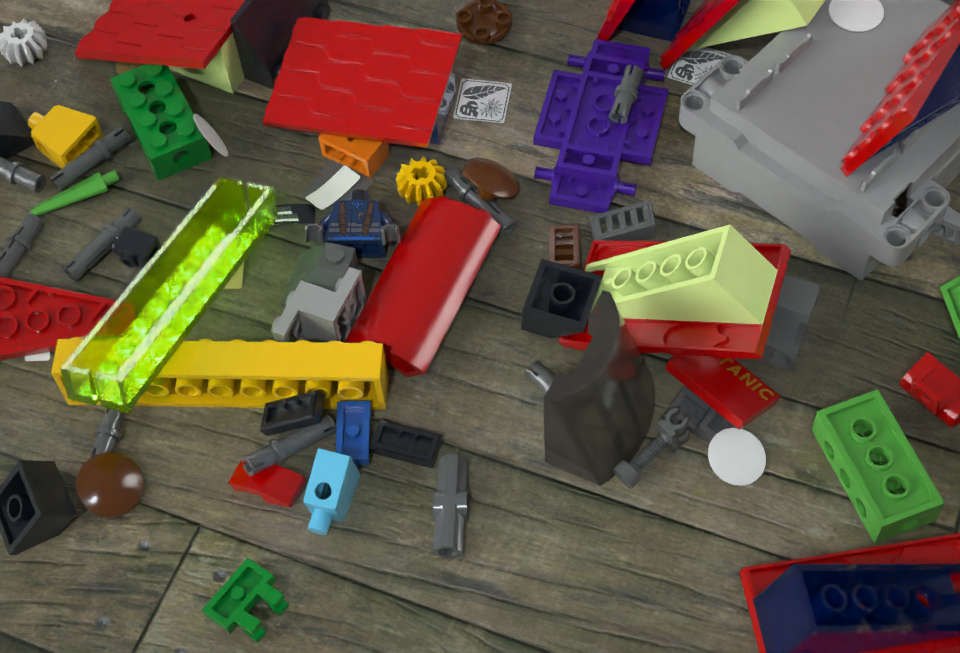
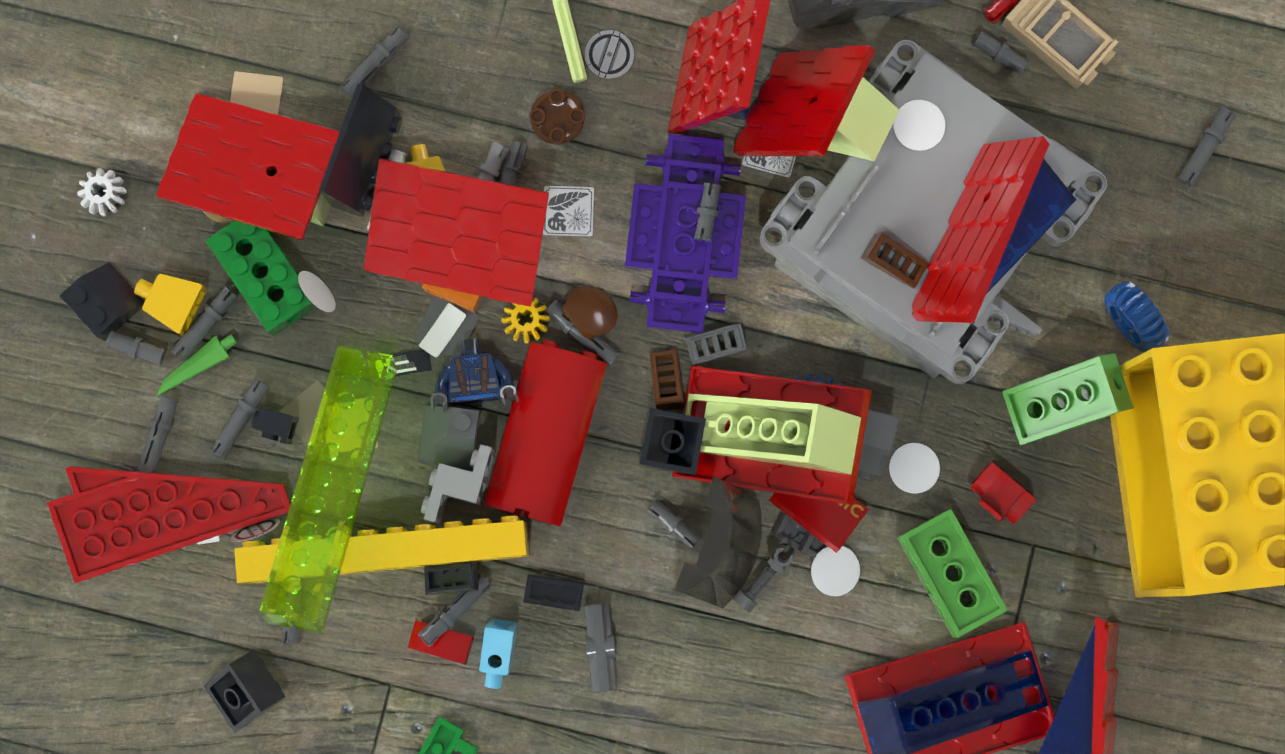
camera: 10 degrees left, 25 degrees up
(109, 484) = (306, 663): reddish brown dish -> none
(354, 430) = (506, 588): blue plate -> none
(810, 119) = (890, 245): none -> reddish brown slope
(835, 365) = (914, 468): none -> white sticker

